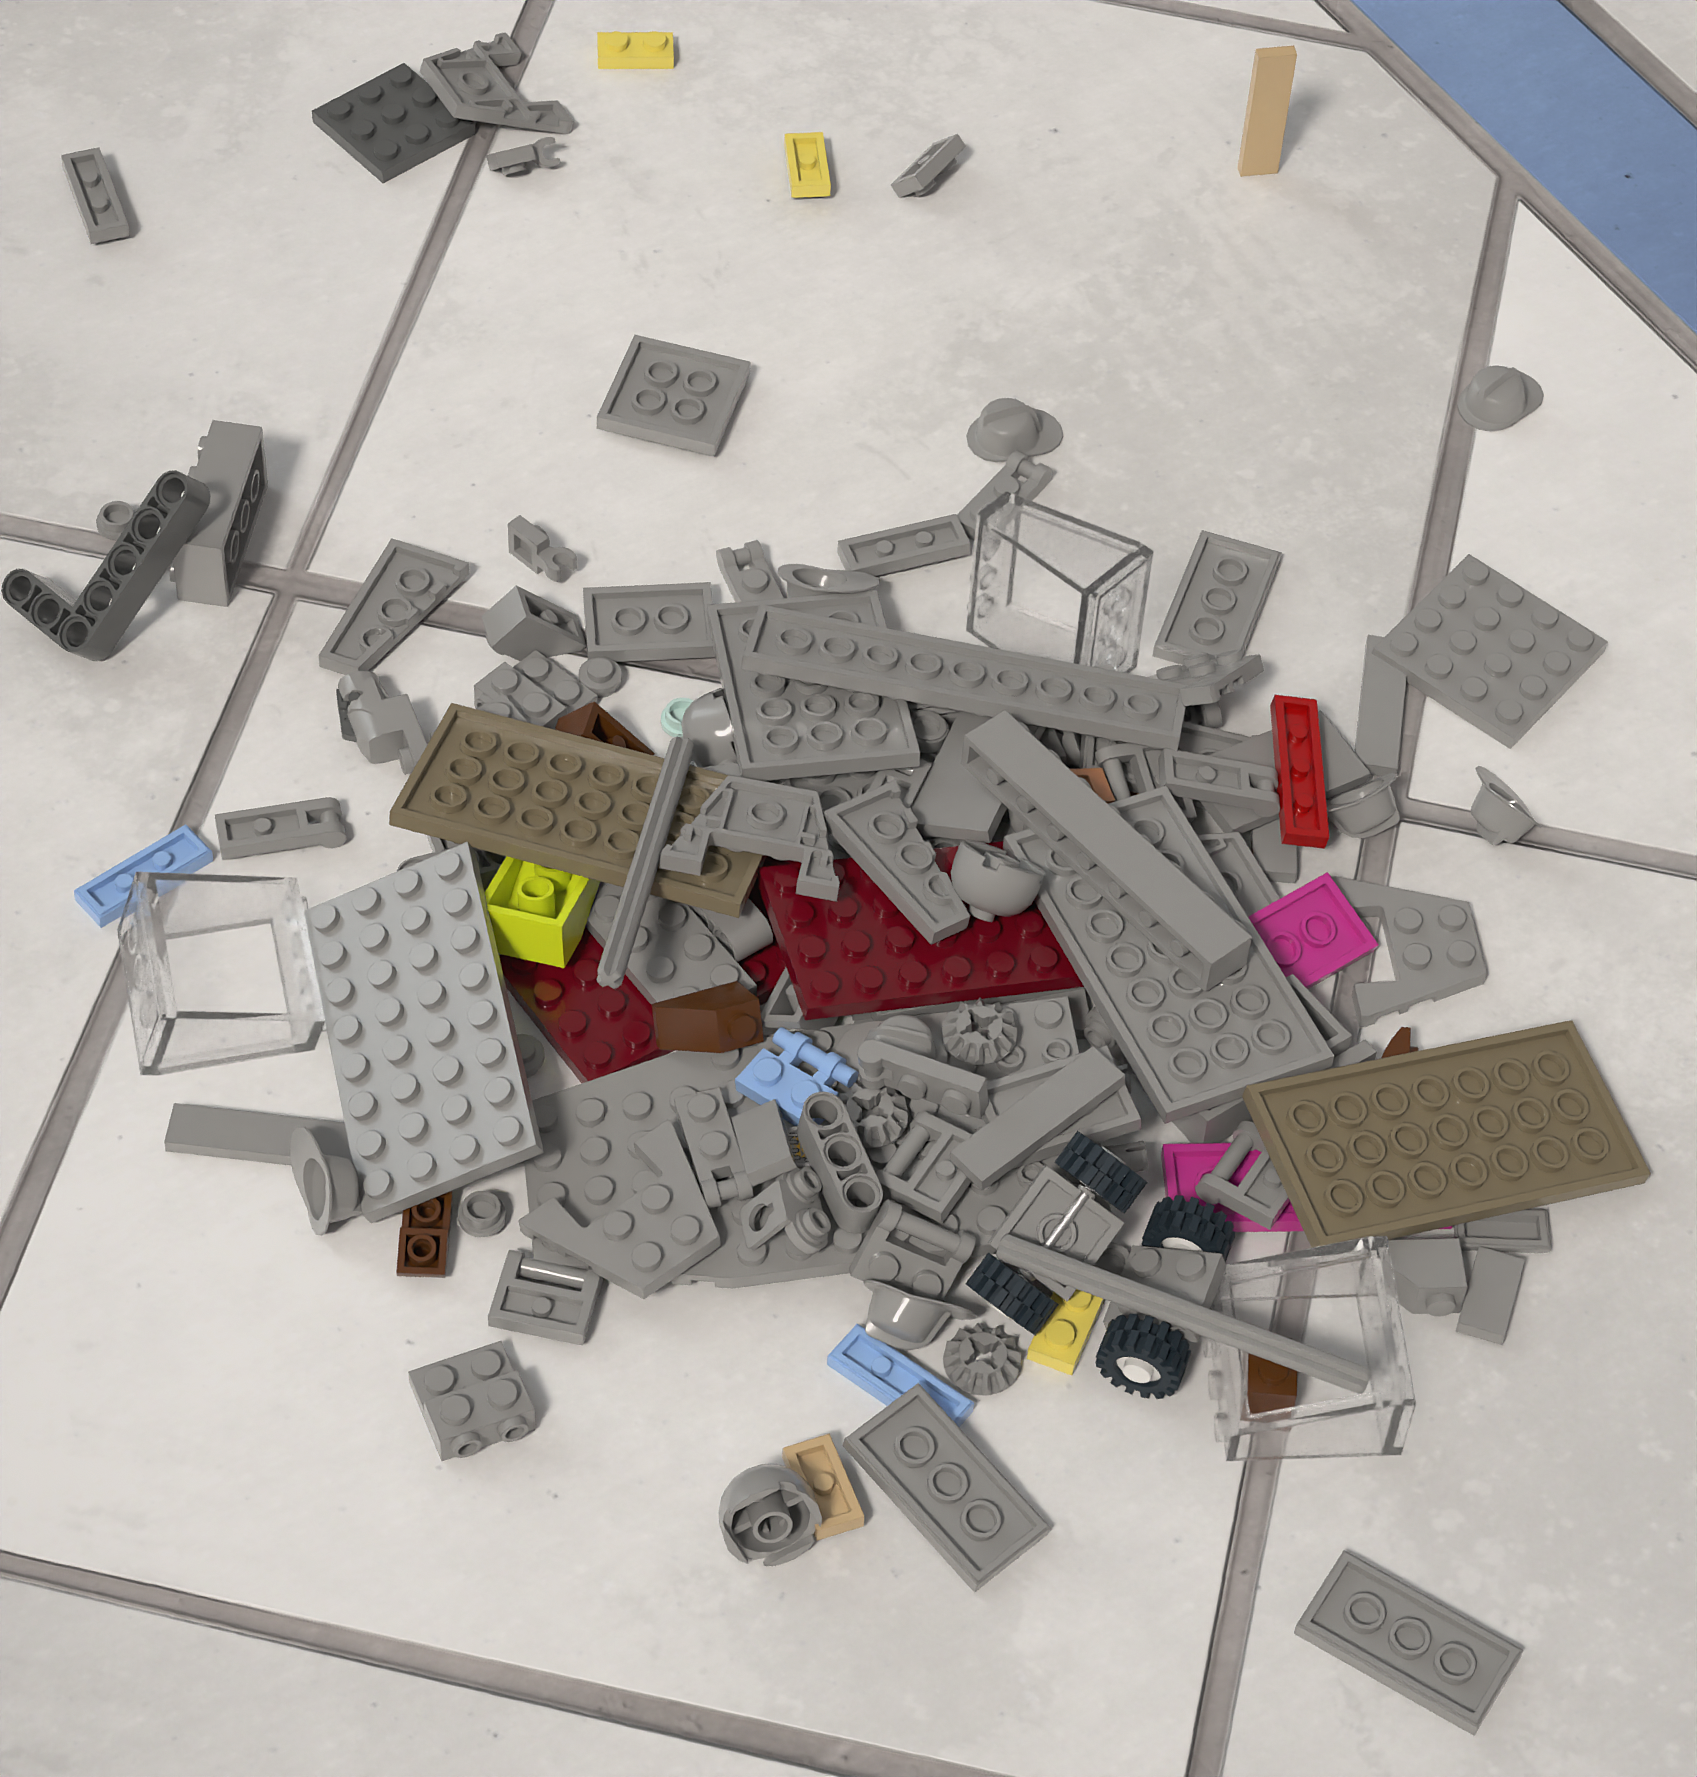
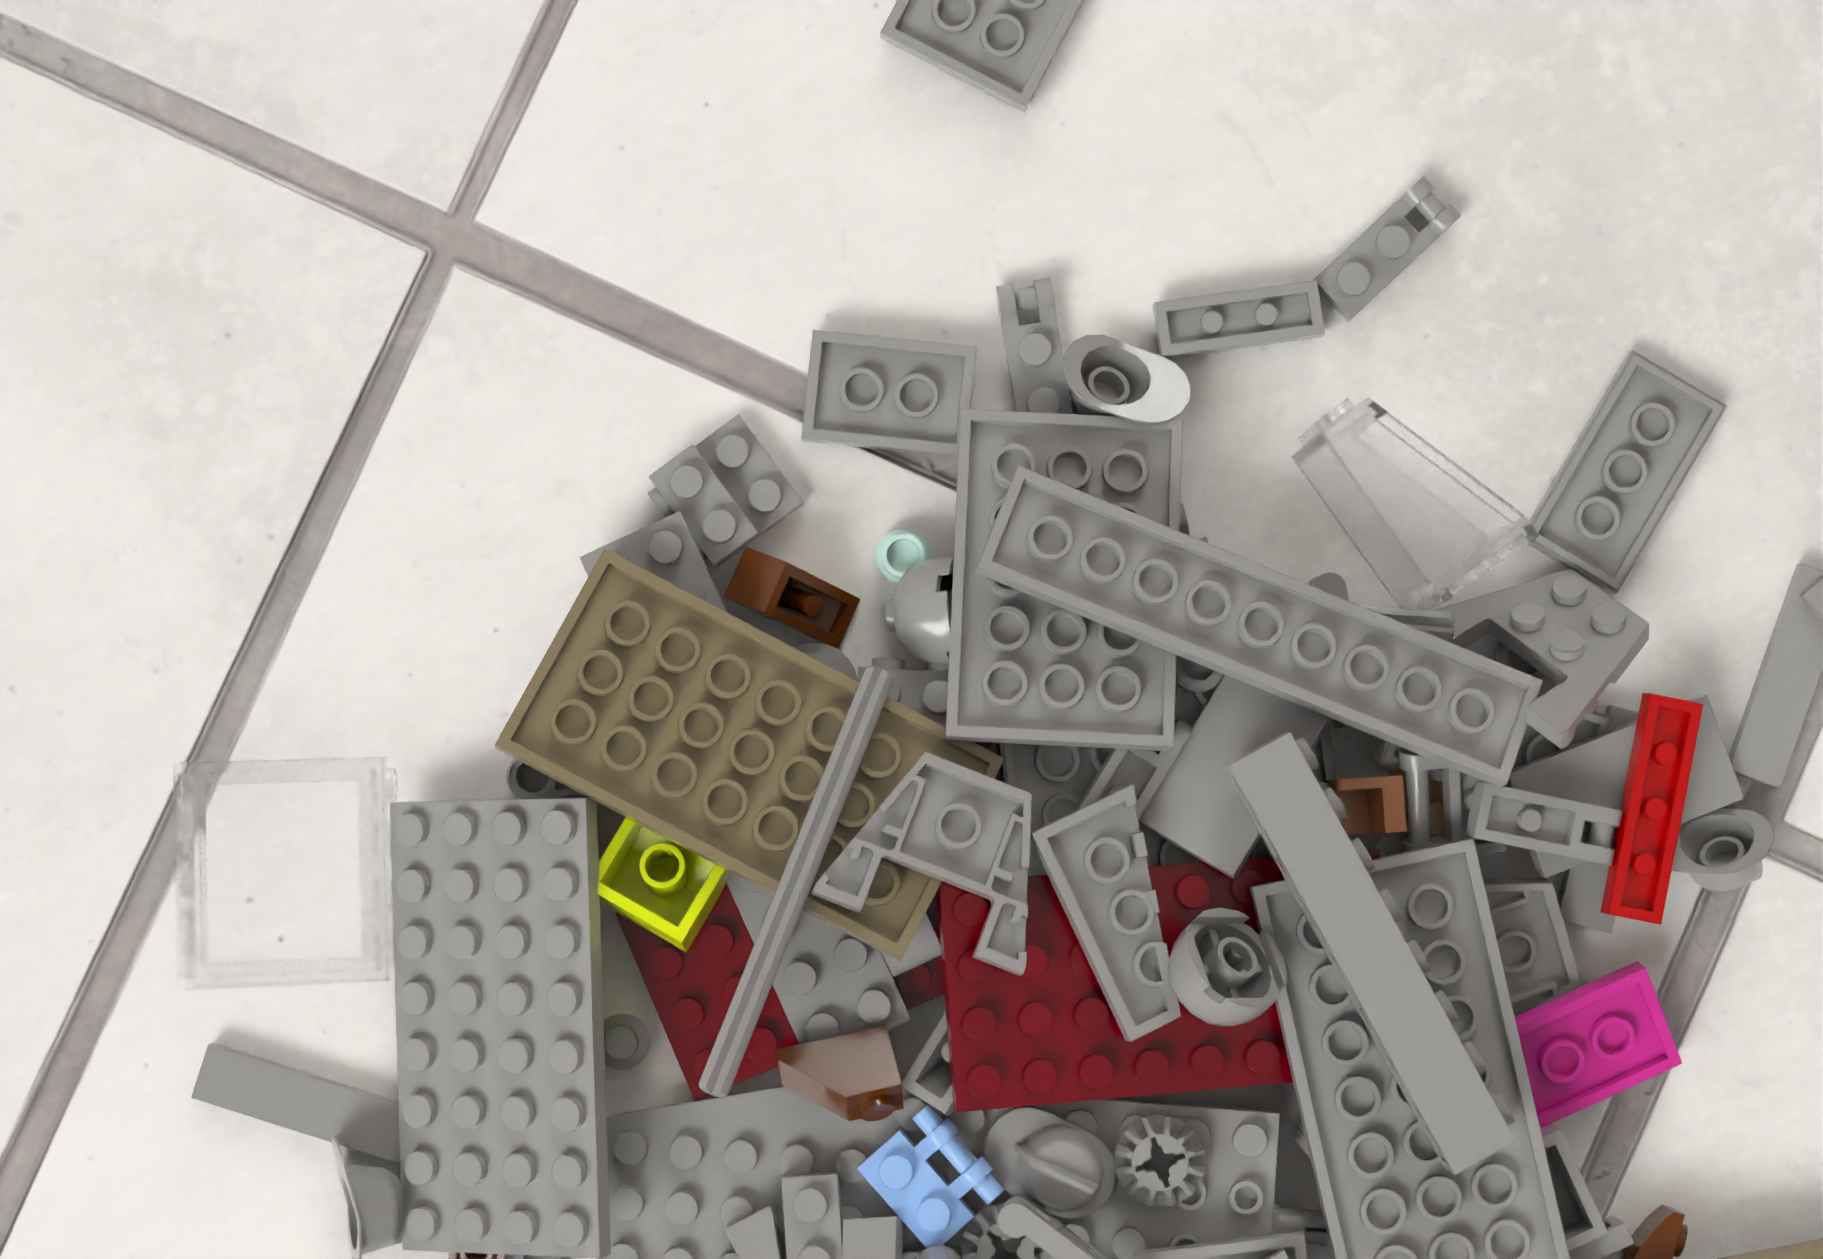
camera: 10 degrees right, 35 degrees up
(113, 519) = (241, 108): light grey plate -> none
(115, 576) = (188, 294): dark grey beam -> none
(175, 853) = (212, 689): light blue tile -> none
(236, 474) = (362, 138): light grey brick -> none
(280, 828) = (380, 651): light grey plate -> none
(379, 724) = (524, 514): light grey plate -> none
(389, 604) = (571, 303): light grey wing -> none
(530, 623) = (740, 384): light grey slope -> none
(531, 547) = (761, 240): light grey plate -> none
(600, 676) = (812, 468): light grey plate -> none
(1012, 426) = (1427, 132): light grey piece -> none
(1428, 943) = (1744, 1065): light grey wing -> none

